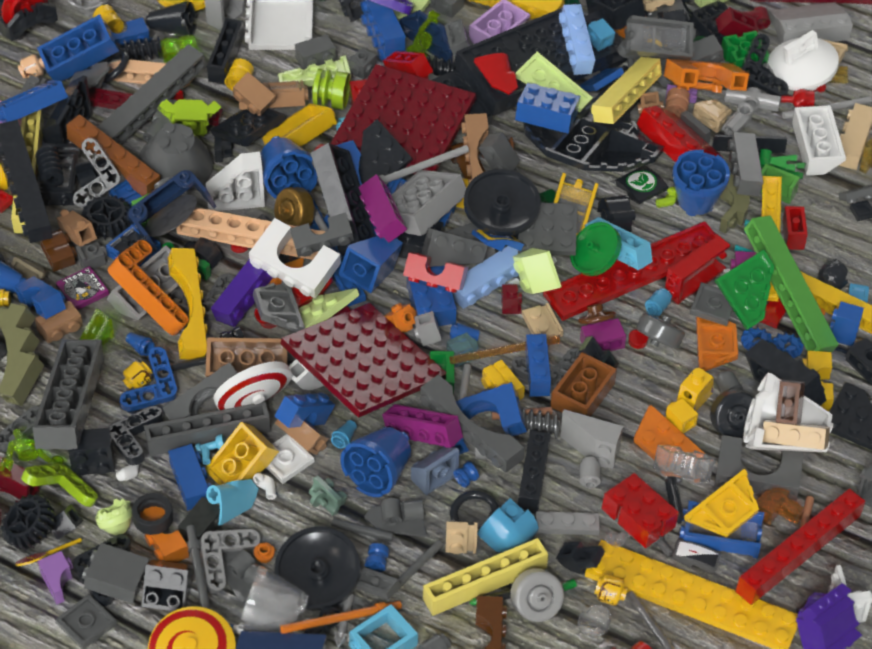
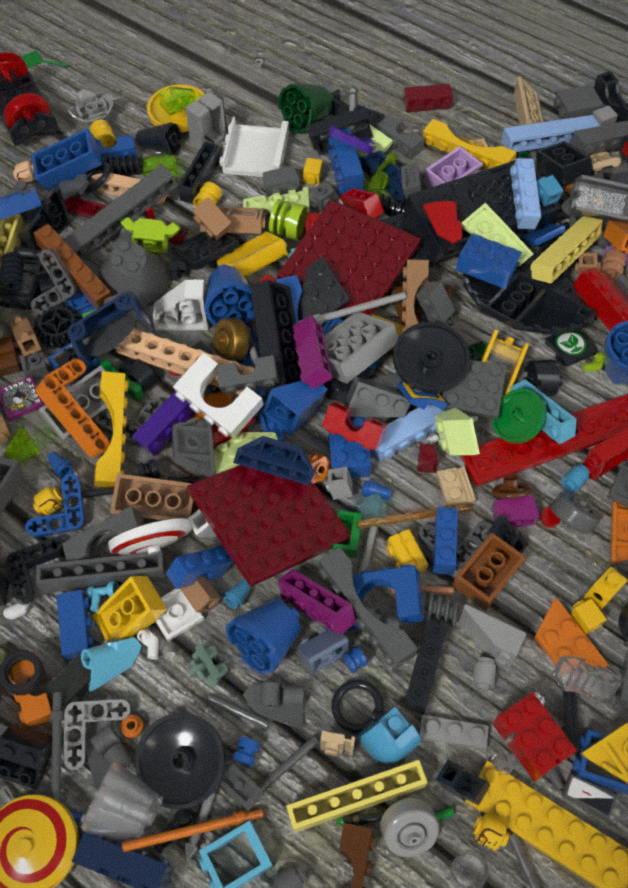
camera: 10 degrees right, 10 degrees up
(348, 39) = (312, 171): none -> yellow brick
(363, 307) = (276, 459): none -> dark blue wedge

